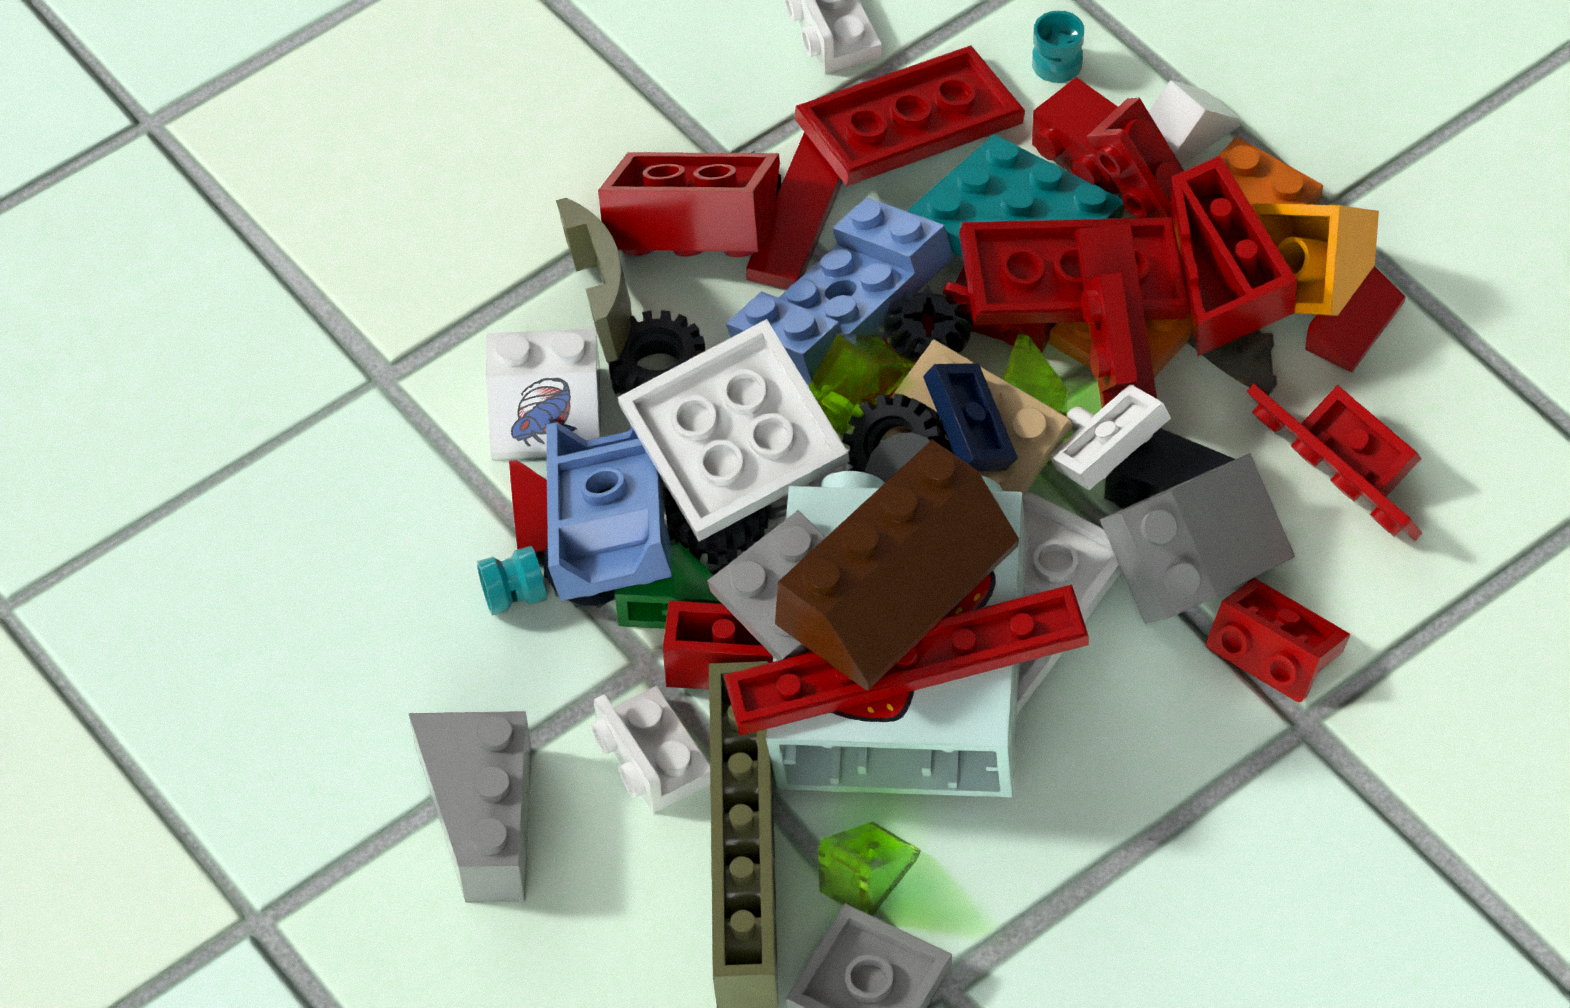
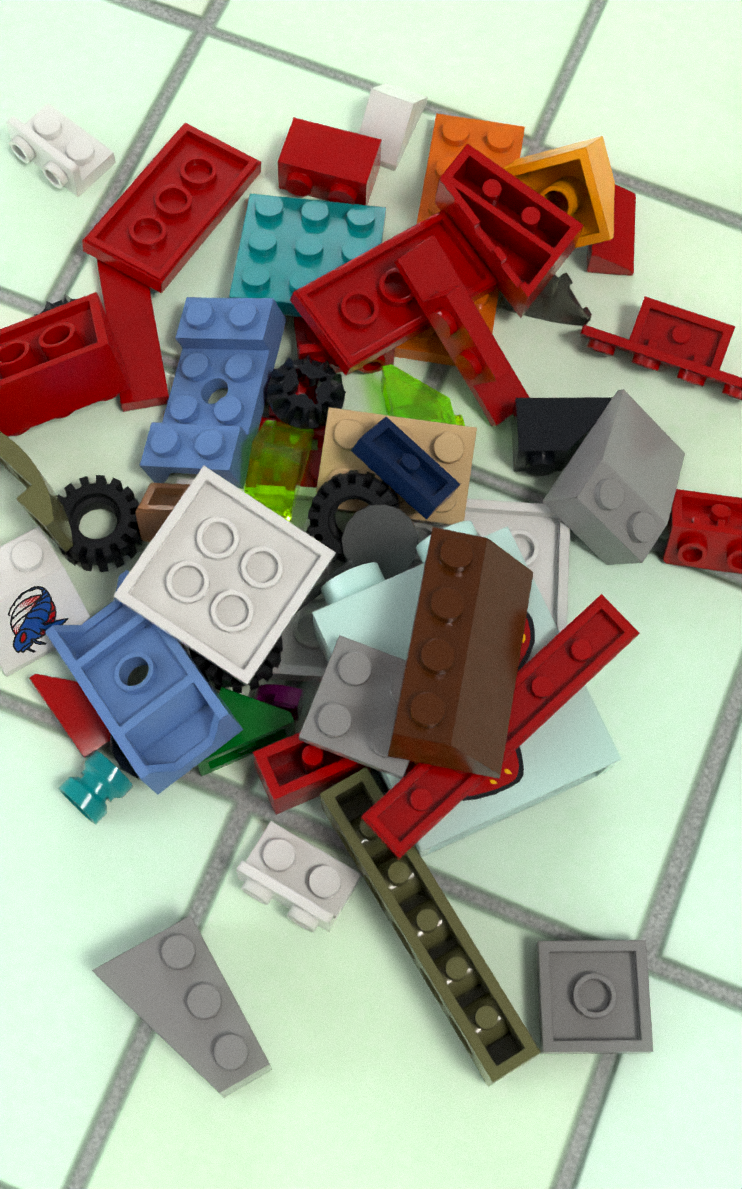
camera: 35 degrees left, 15 degrees up
(863, 865) = (531, 893): clear neon green slope -> none
(1058, 46) = (256, 94): teal wheel -> none
(1108, 436) = (511, 428): white plate -> none
(1136, 159) = (386, 170): red bracket -> none

